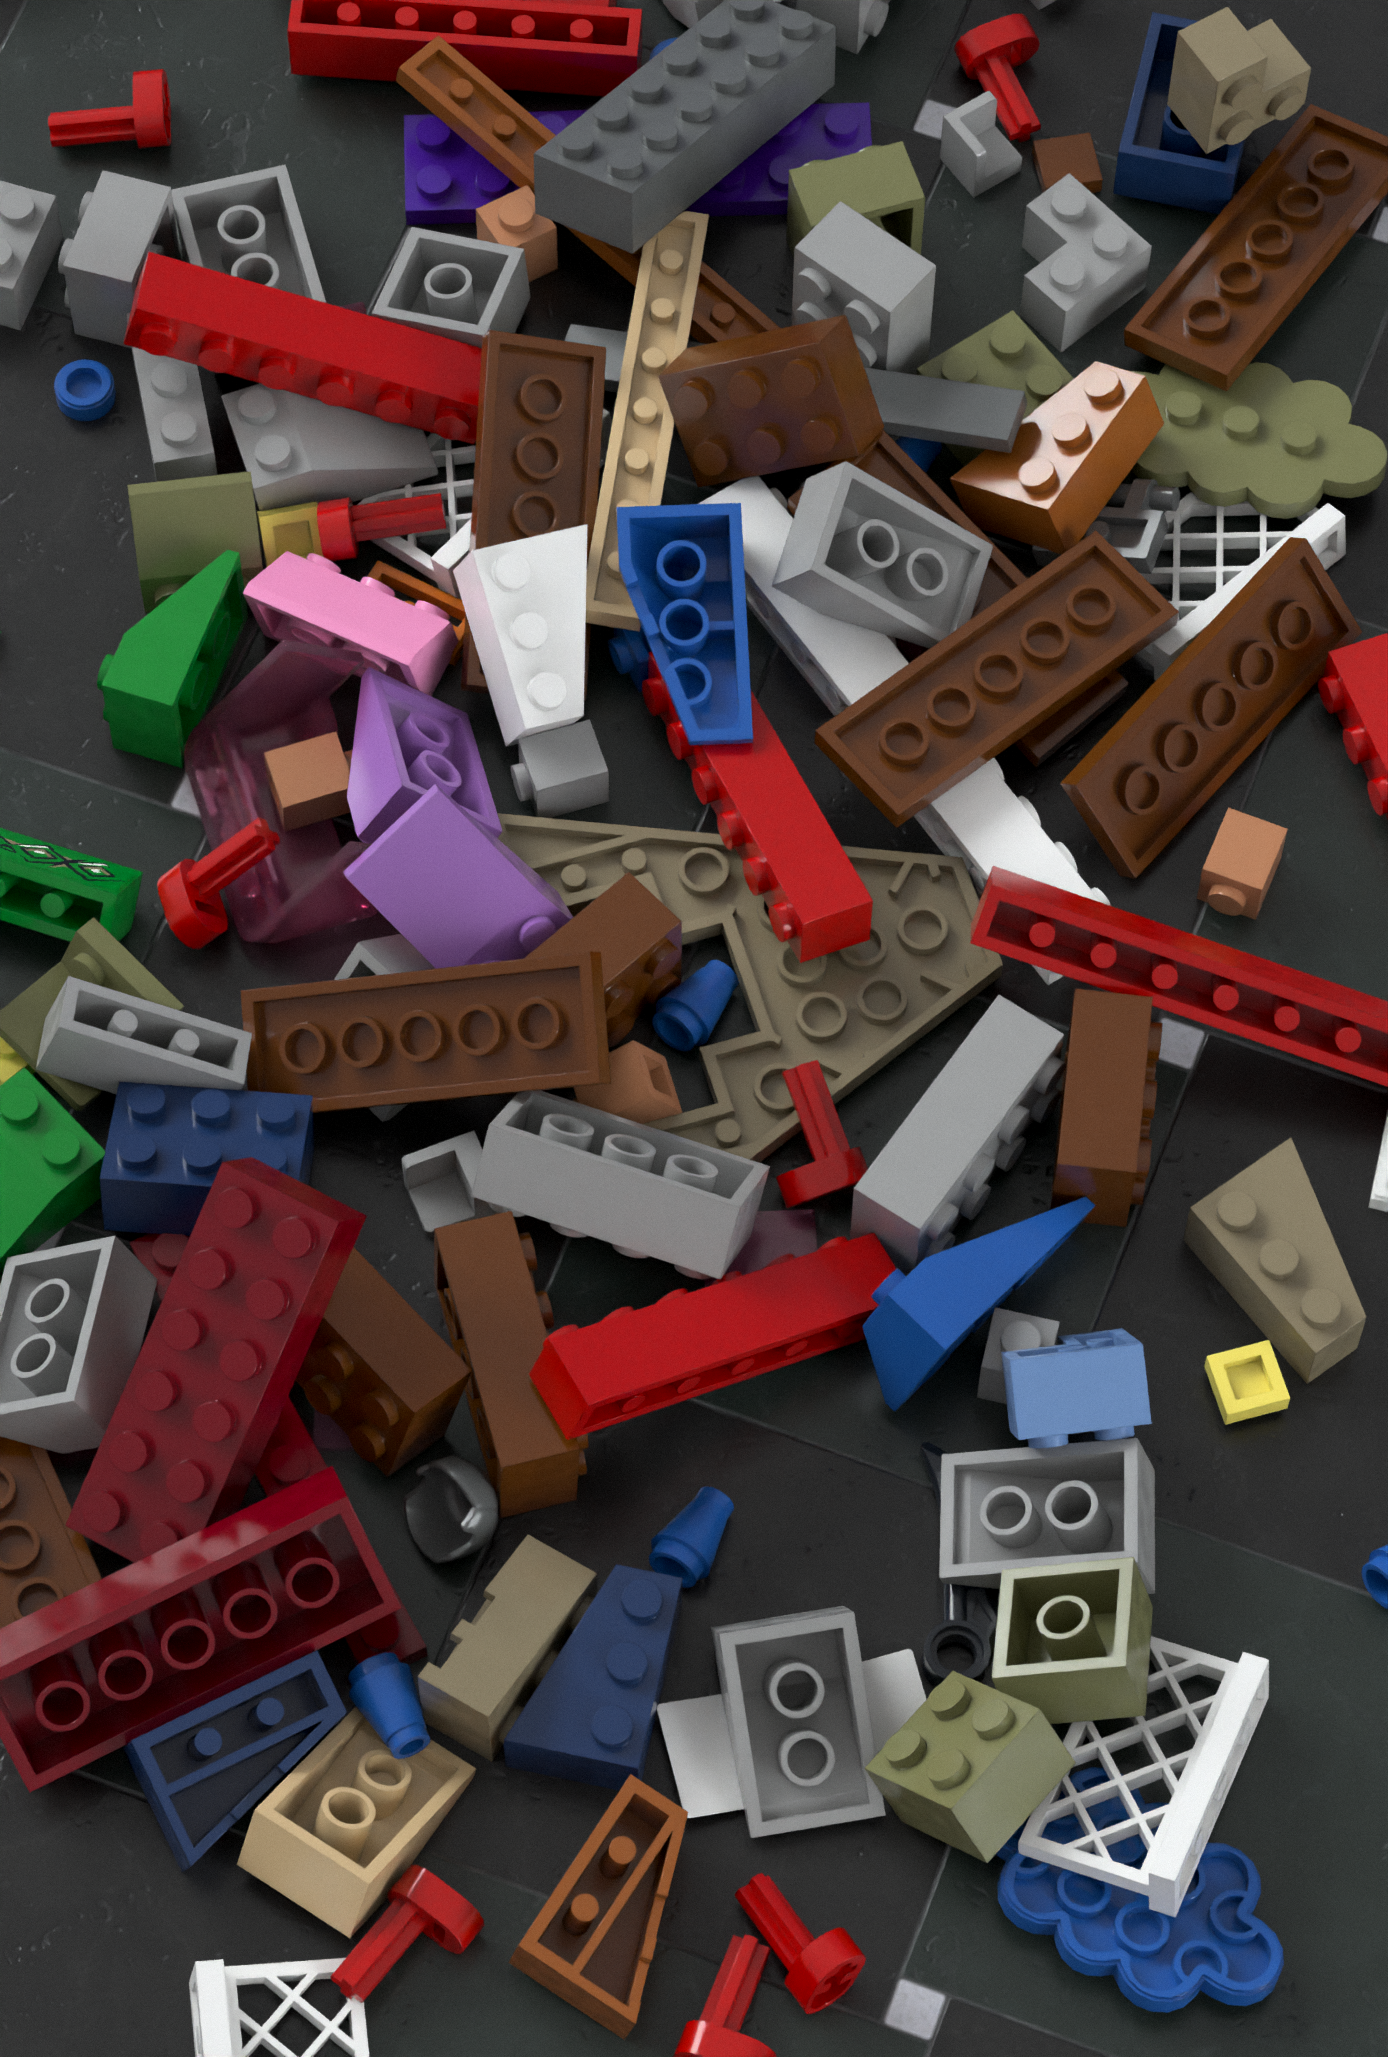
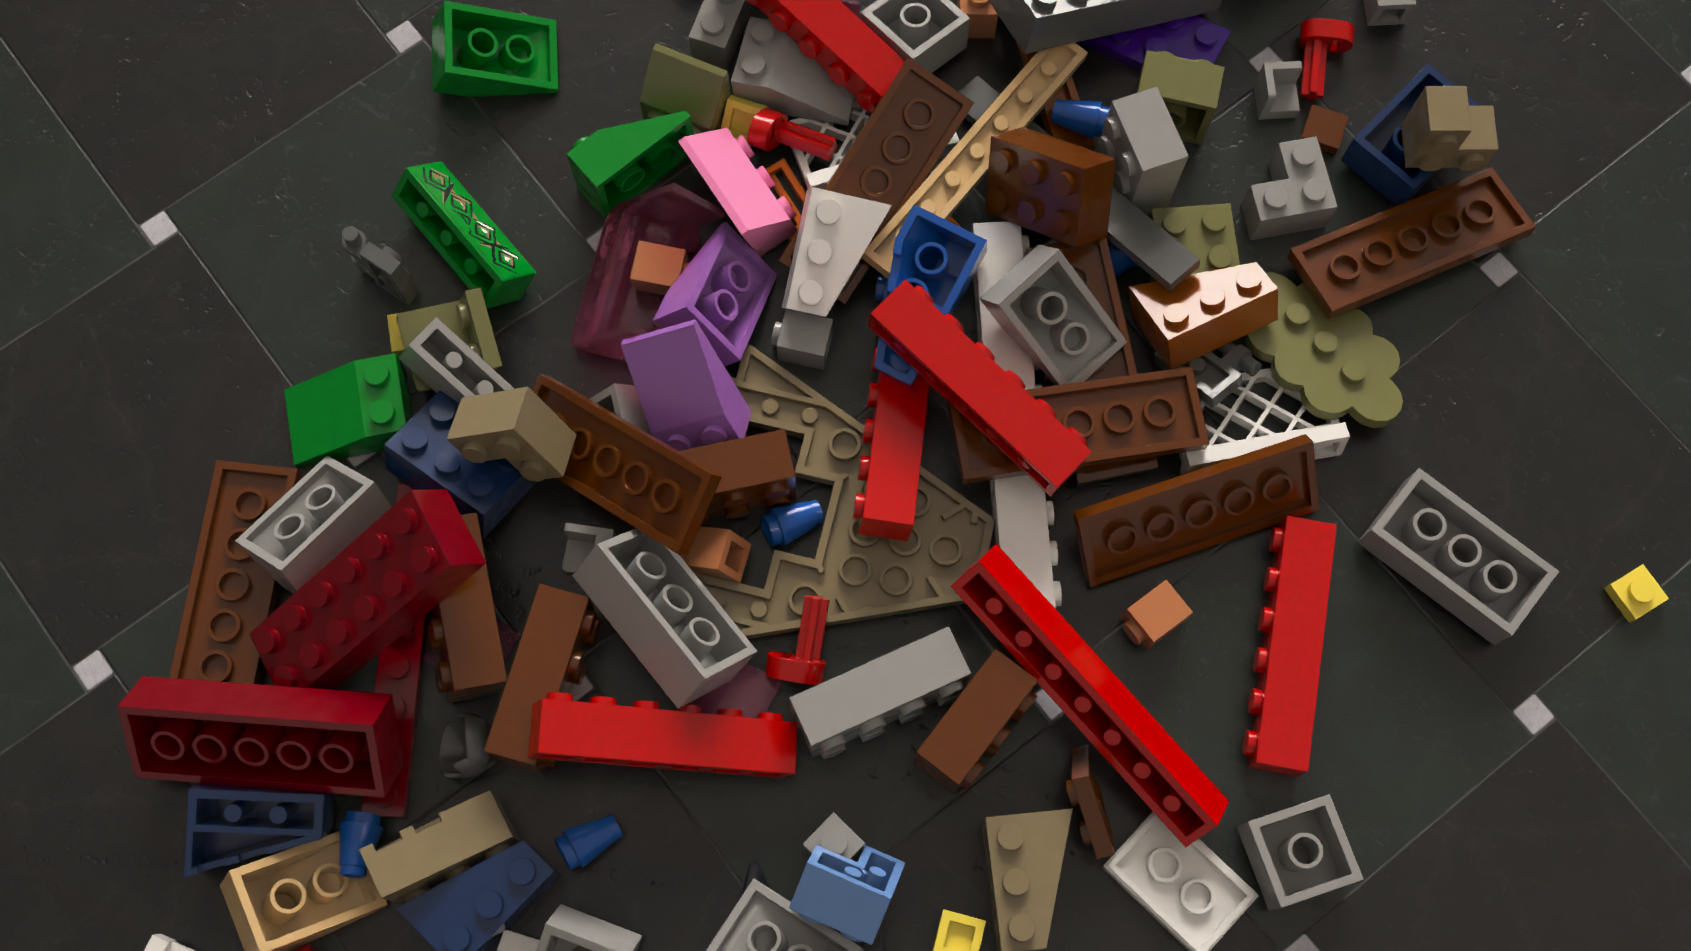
camera: 30 degrees right, 10 degrees up
(192, 888) = (559, 297): red piece -> none
(269, 1053) = (513, 427): none -> dark tan brick
(750, 301) = (1080, 116): none -> blue cone
(848, 686) = (979, 387): none -> red brick
(954, 1294) = (805, 793): blue wedge -> none
(1298, 1116) = (1087, 793): none -> reddish brown wing

